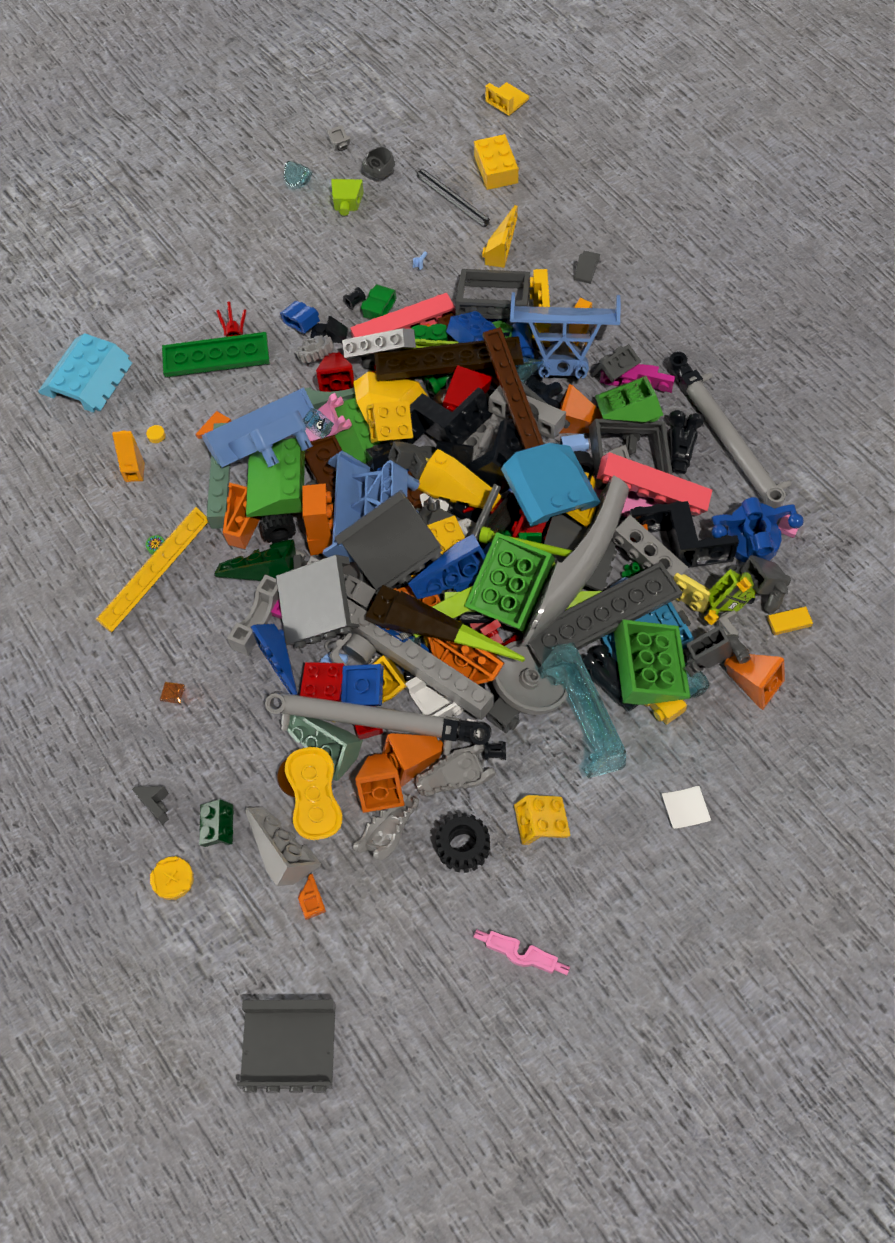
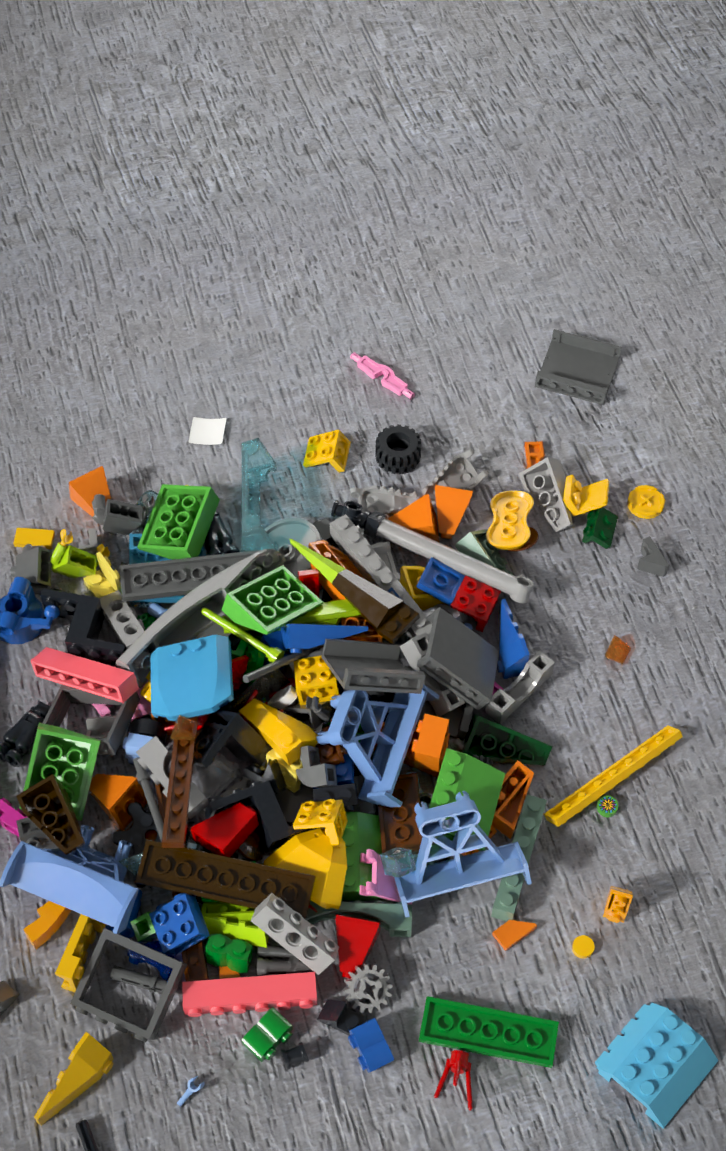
camera: 165 degrees left, 5 degrees down
(236, 847) = (586, 498): none -> yellow bracket
(532, 438) = (184, 729): none -> clear orange slope
(613, 365) = (52, 813): none -> dark brown wedge

